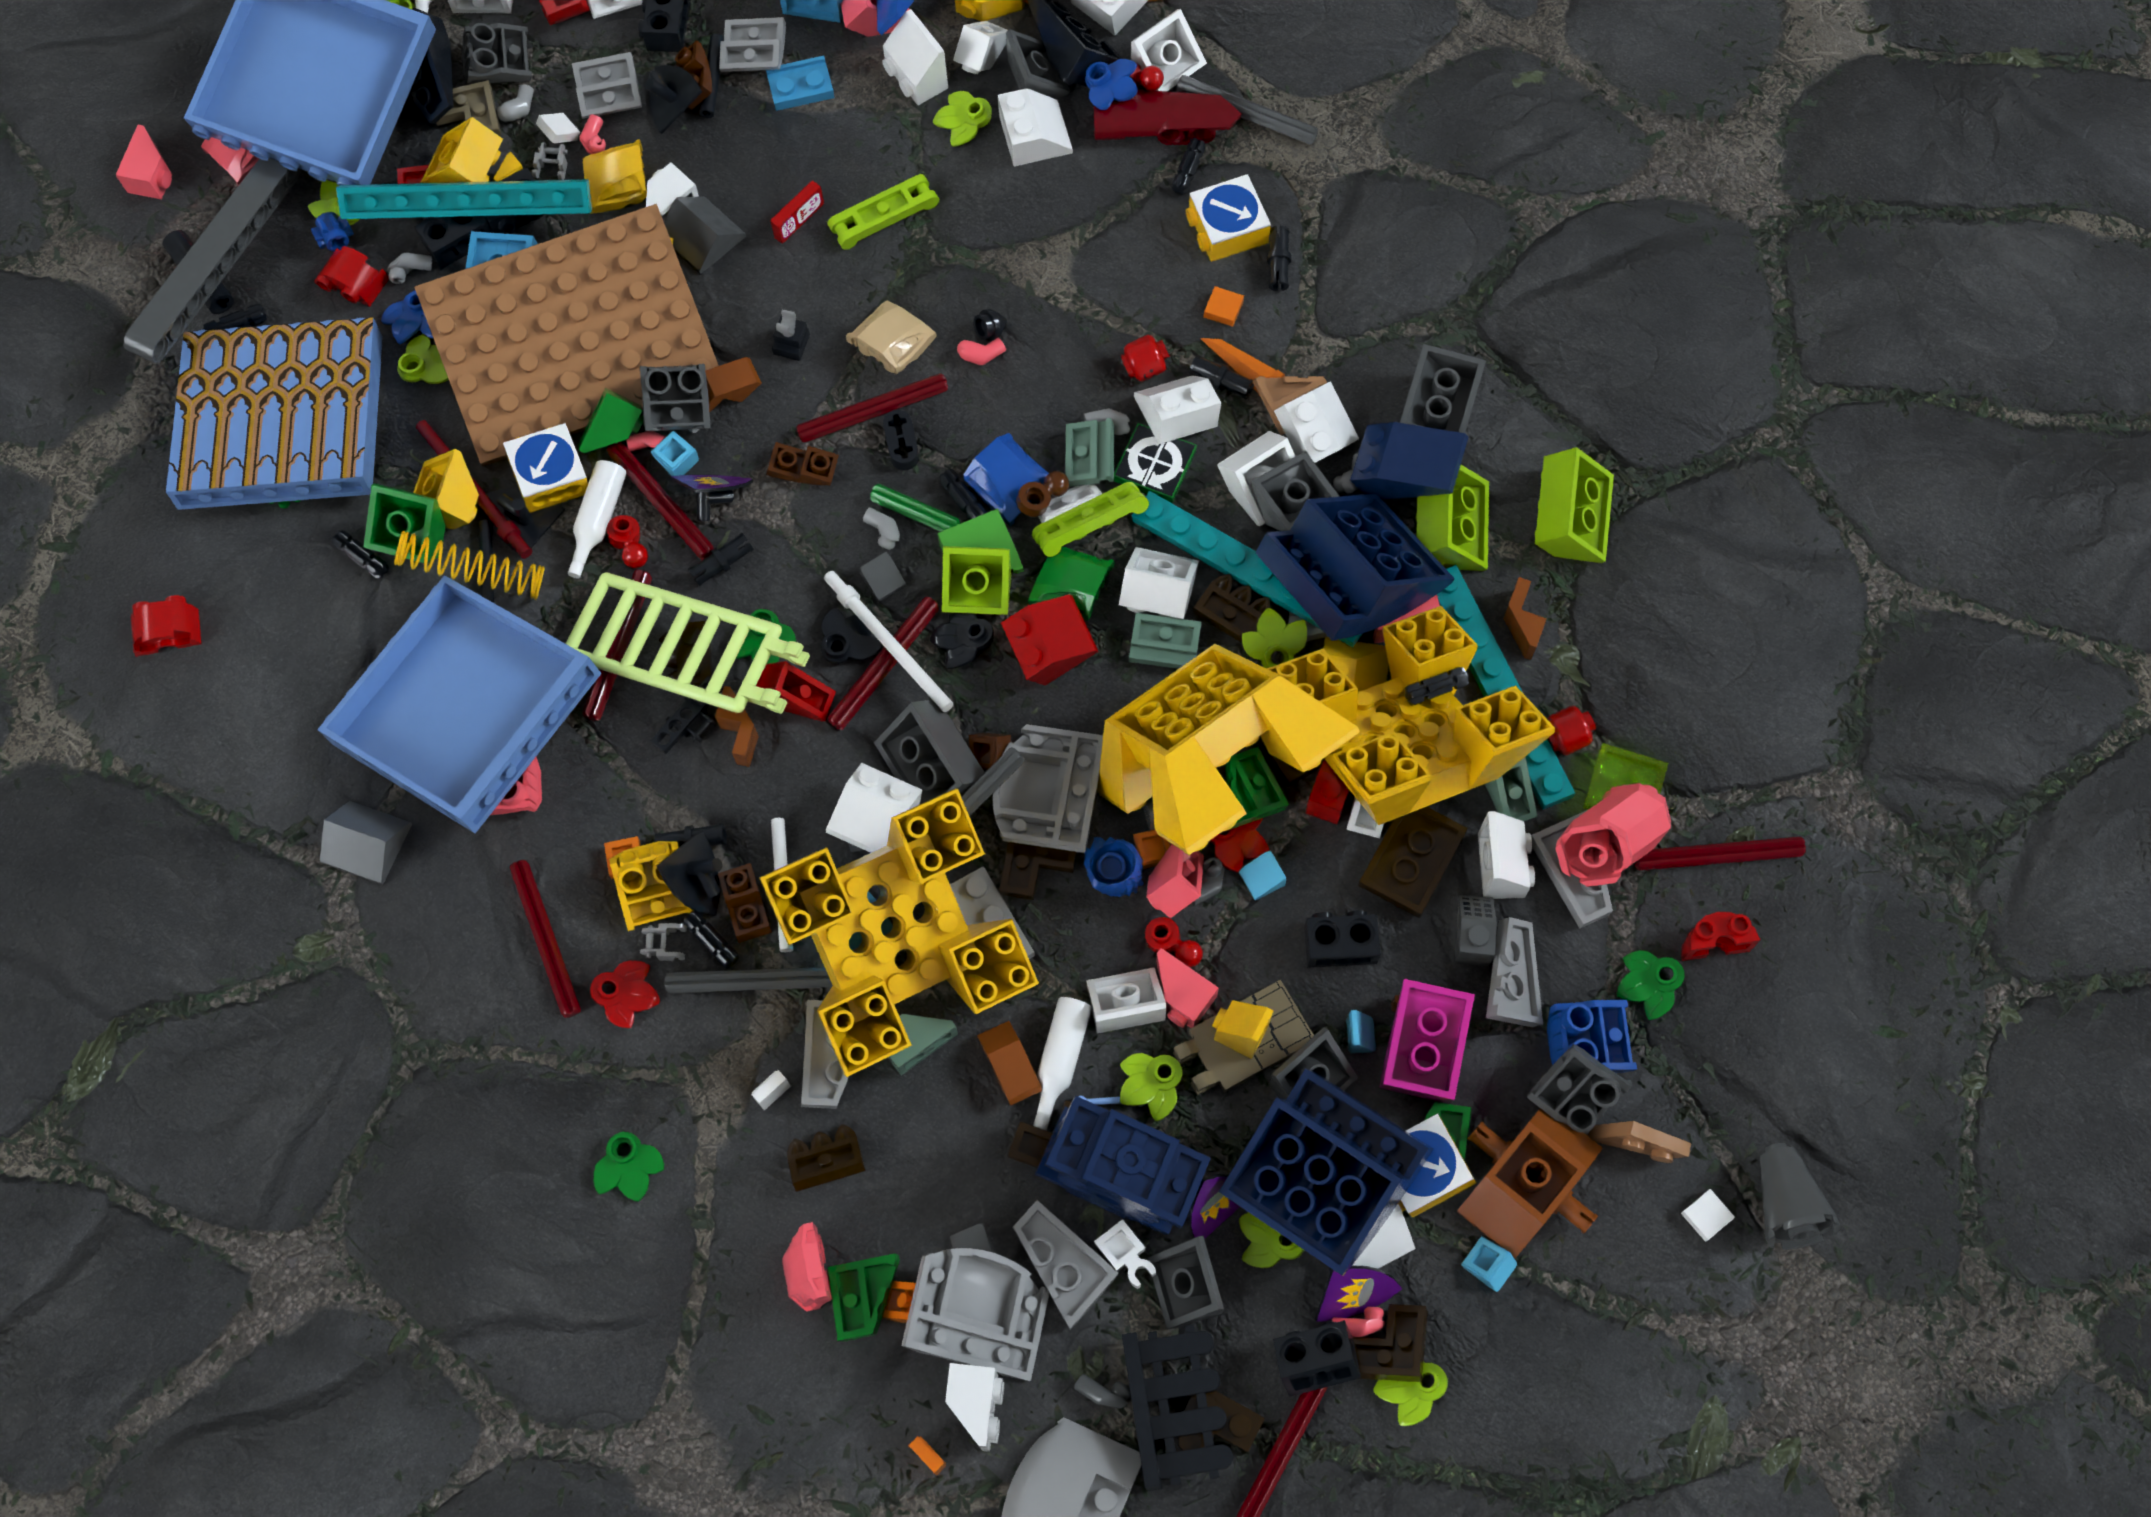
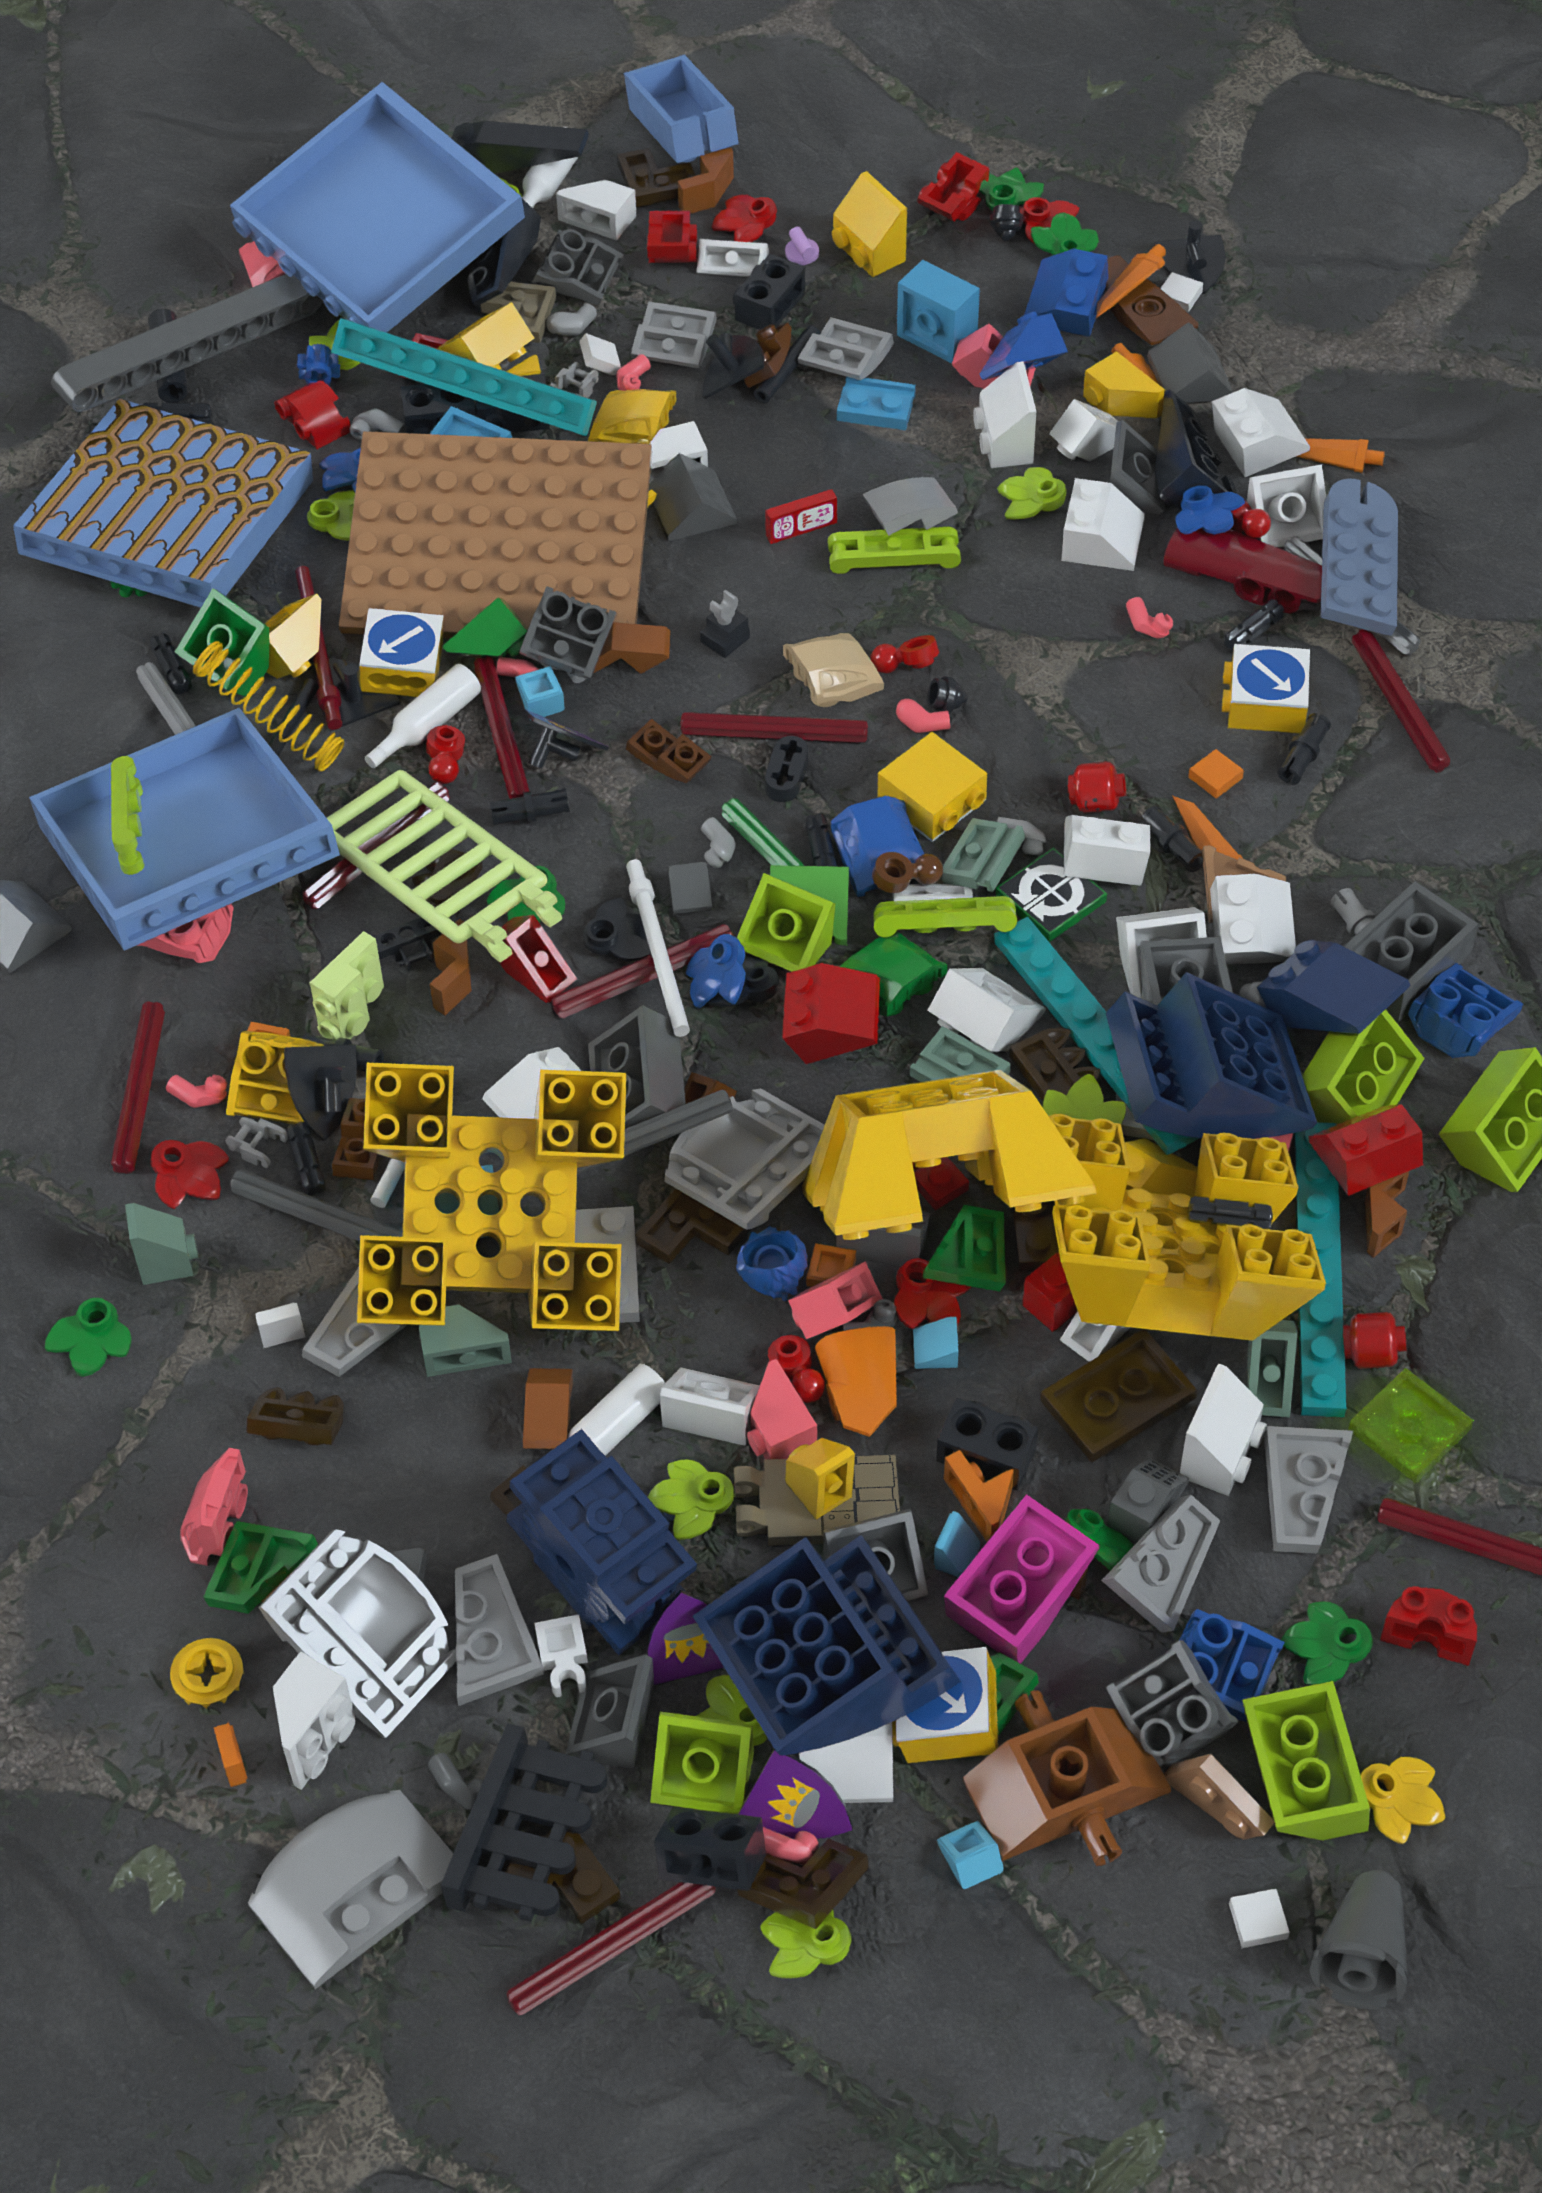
camera: 25 degrees right, 15 degrees down
(143, 167) = (172, 246): coral slope -> none
(376, 590) = (164, 698): none -> light grey axle
(408, 709) = (124, 814): none -> lime plate
(598, 923) = (198, 1096): none -> coral arm
(643, 1068) = (160, 1244): none -> sand green slope
(669, 794) = (345, 989): none -> yellowish green plate
(854, 1392) = (192, 1661): none -> yellow gear
(877, 166) = (908, 501): none -> light grey slope
(943, 645) = (717, 970): none -> blue plate
(948, 296) = (915, 652): none -> red plate
(1024, 408) = (935, 784): none -> yellow piece
(1107, 198) = (1146, 624): none -> coral arm
(1226, 931) = (860, 1376): none -> orange panel
(1243, 76) = (1360, 557): none -> sand blue plate
(1273, 1294) = (702, 1763): none -> lime slope
(1327, 186) = (1401, 701): none -> dark red axle
(1366, 991) = (982, 1500): none -> orange slope
(1390, 388) = (1352, 912): none -> light grey pin
(1459, 977) = (1111, 1543): none -> green plate
(1497, 578) = (1370, 1147): none -> red slope
(1501, 434) = (1461, 1012): none -> blue slope
(1613, 834) = (1359, 1456): coral brick -> none
(1691, 1086) = (1308, 1762): none -> lime slope
(1760, 1075) = (1406, 1798): none -> yellow plate

